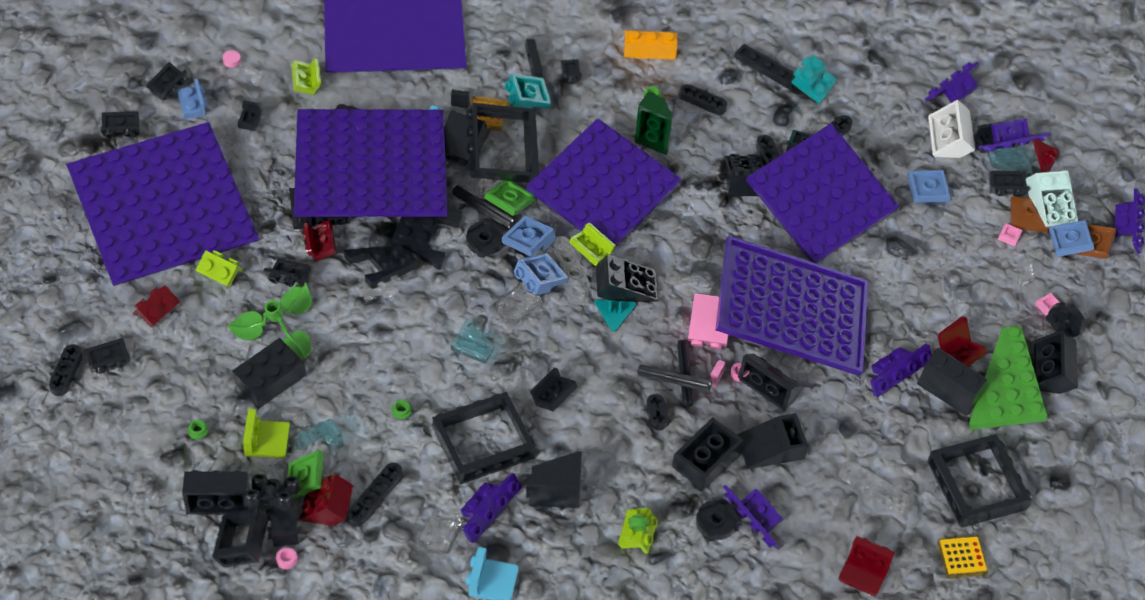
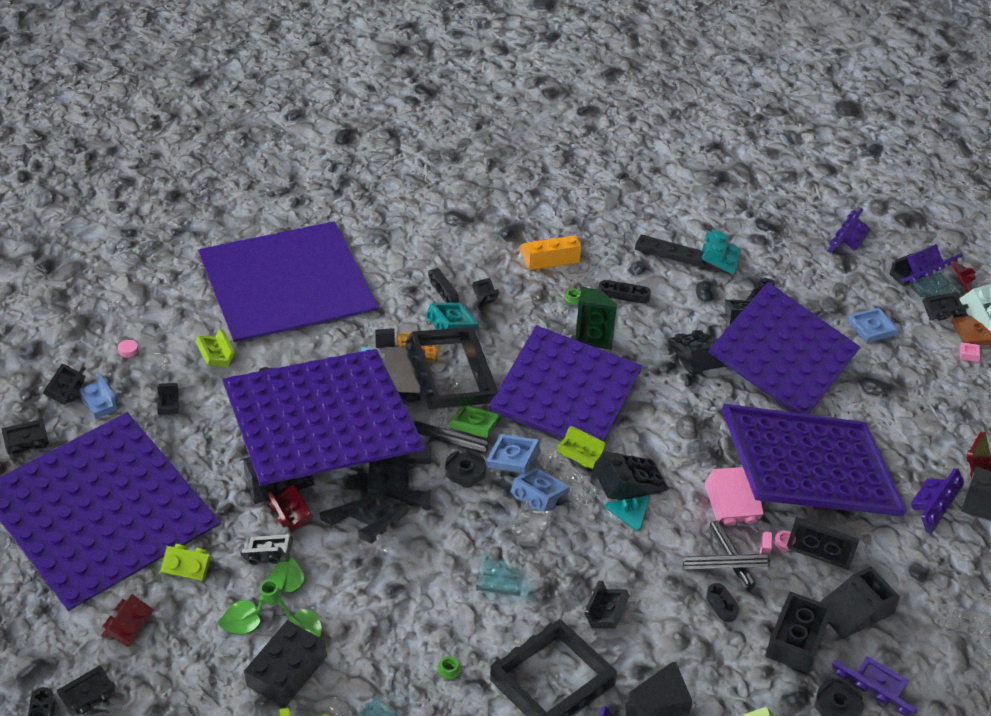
camera: 15 degrees left, 10 degrees down
(771, 149) = (704, 321): black beam -> none
(951, 131) = (868, 272): white slope -> none

